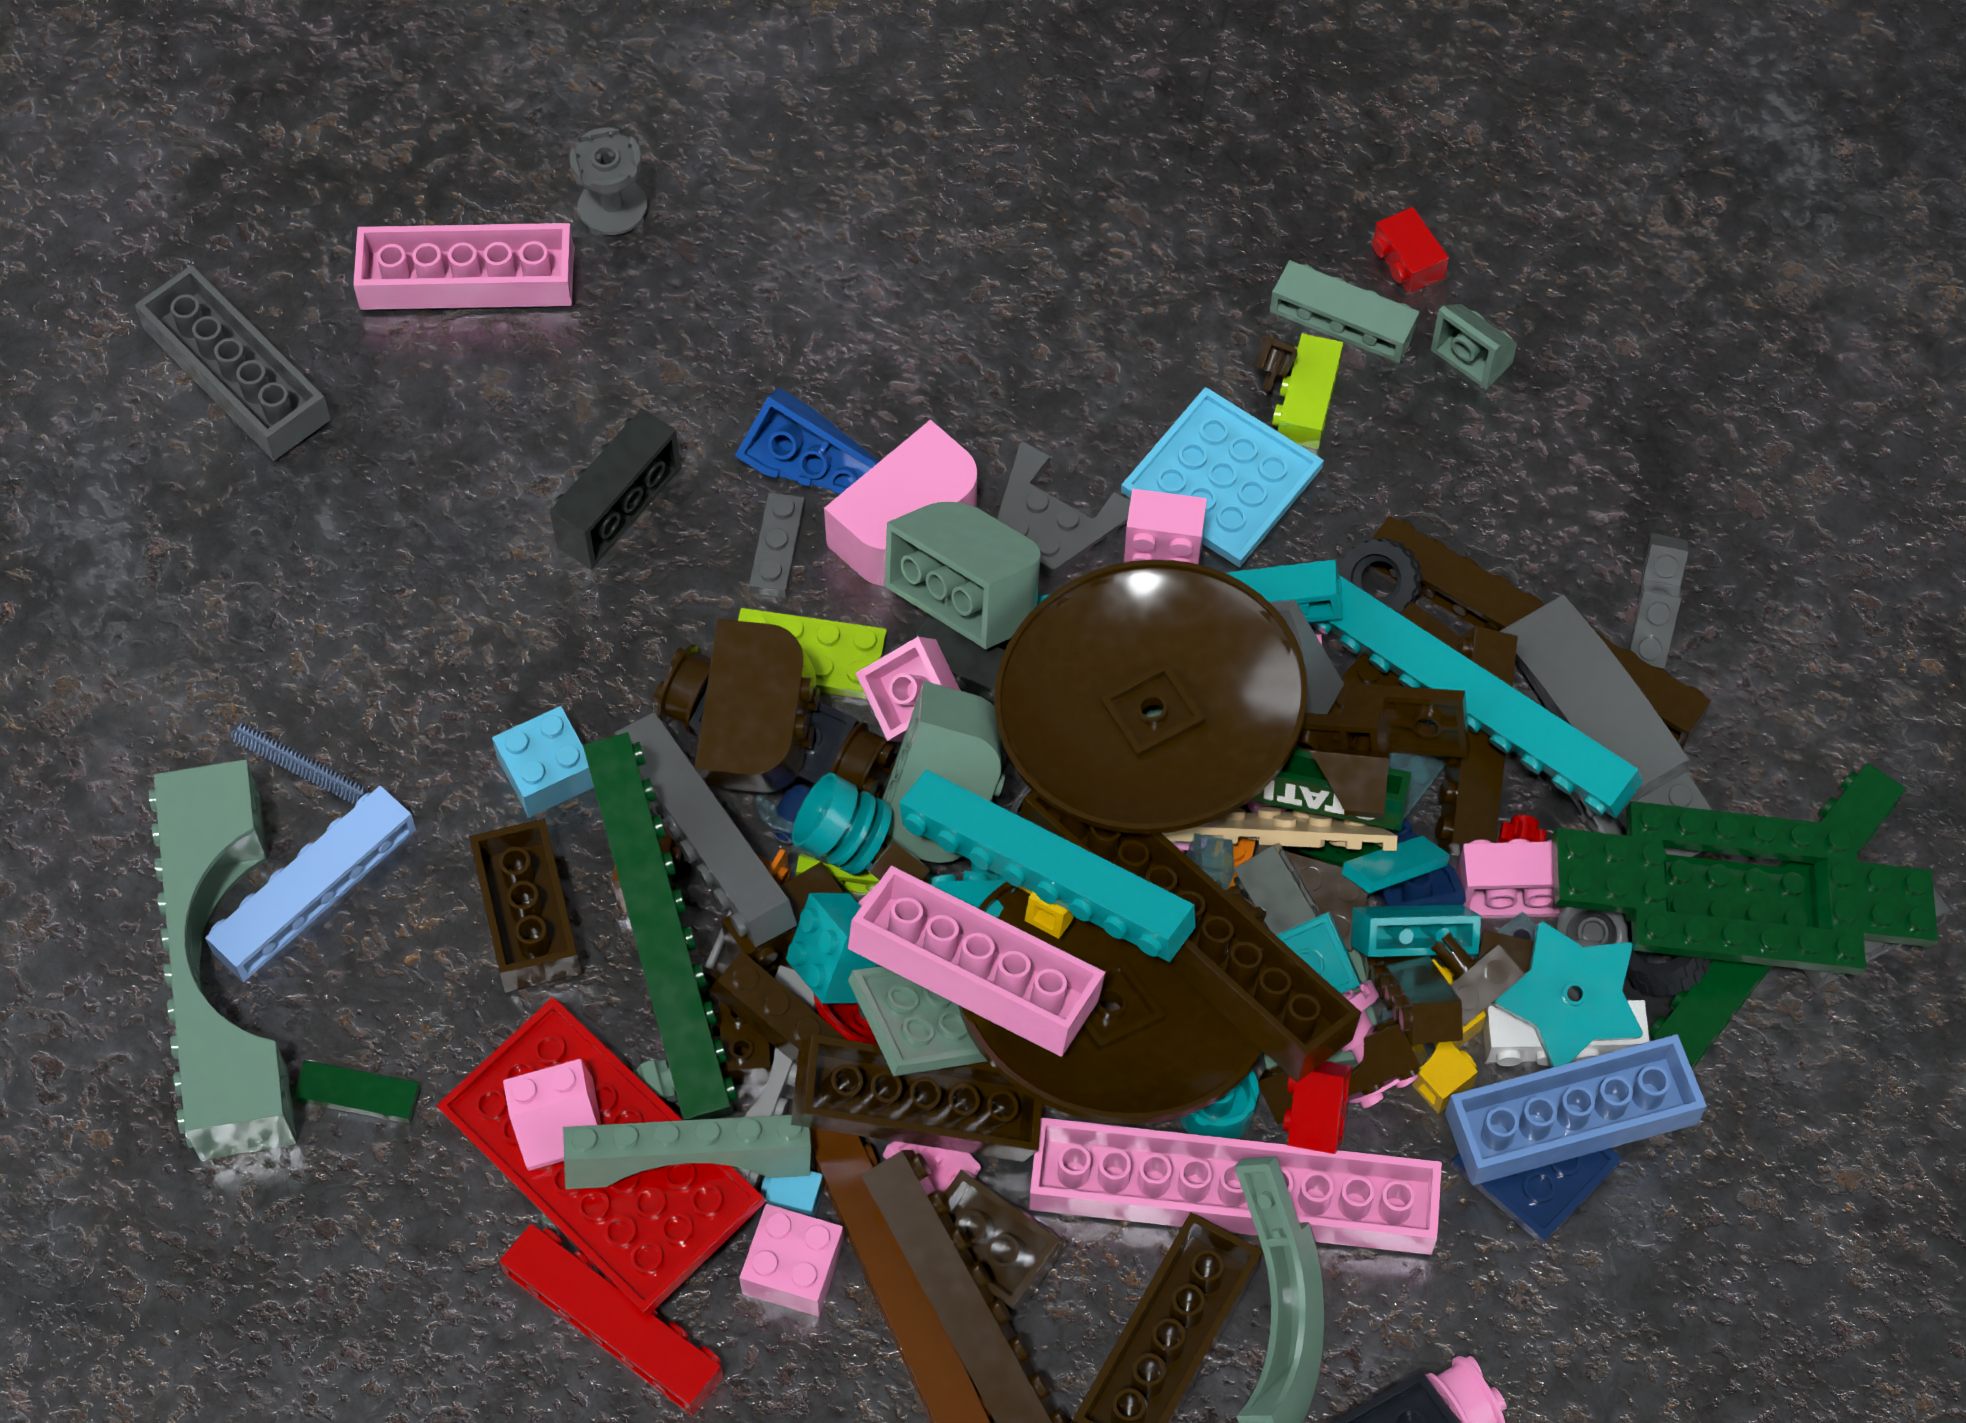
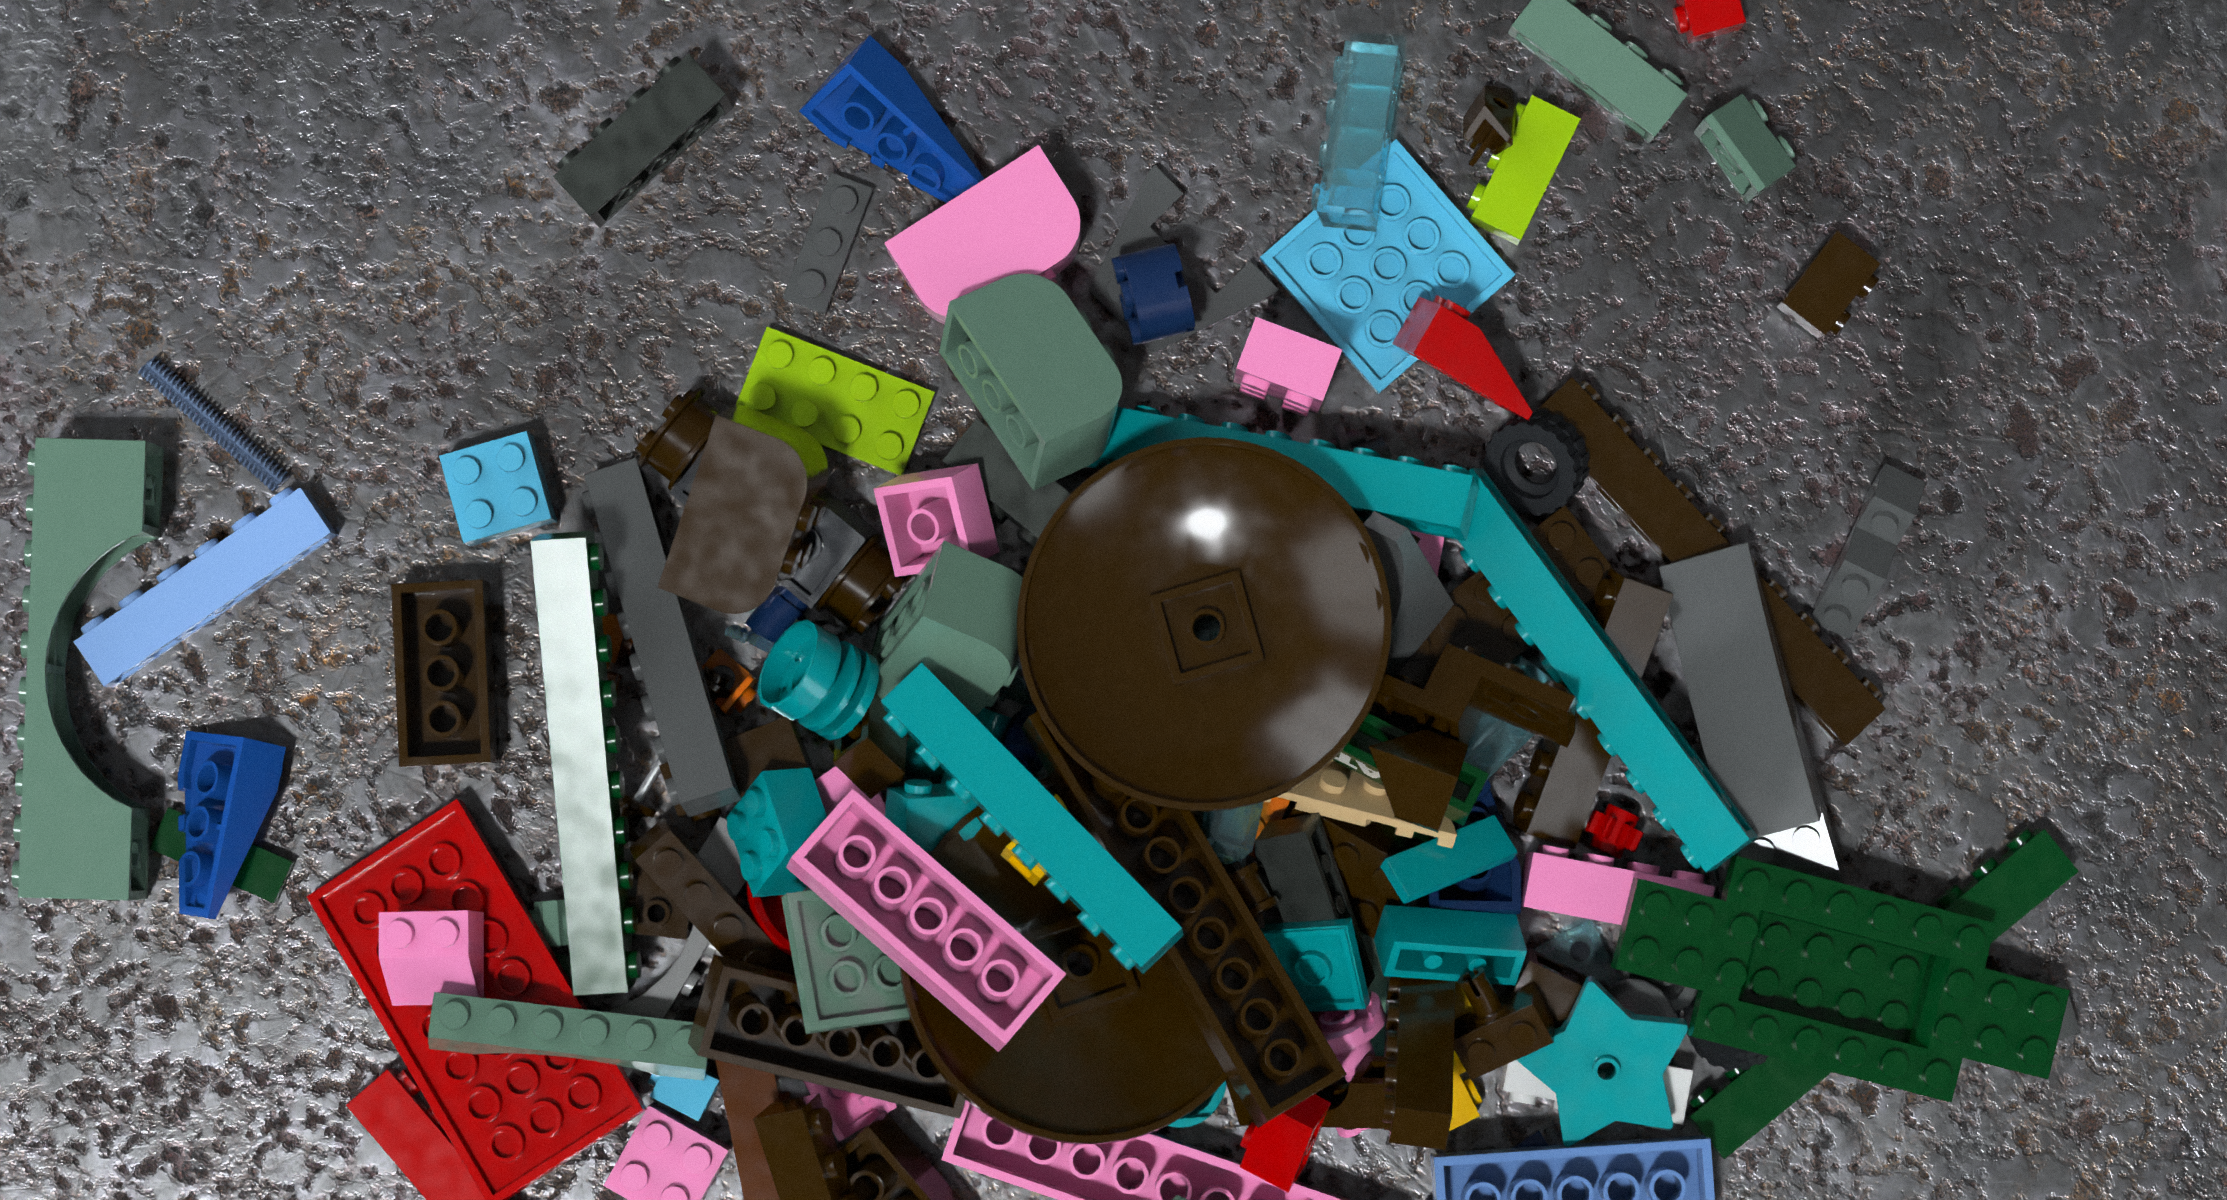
camera: 15 degrees right, 25 degrees up
(352, 1036) = (227, 796): none -> blue wedge
(1047, 509) = (1153, 294): none -> dark blue brick
(1176, 385) = (1359, 136): none -> clear light blue brick
(1302, 510) = (1449, 343): none -> red slope
(1567, 422) = (1829, 286): none -> dark brown brick

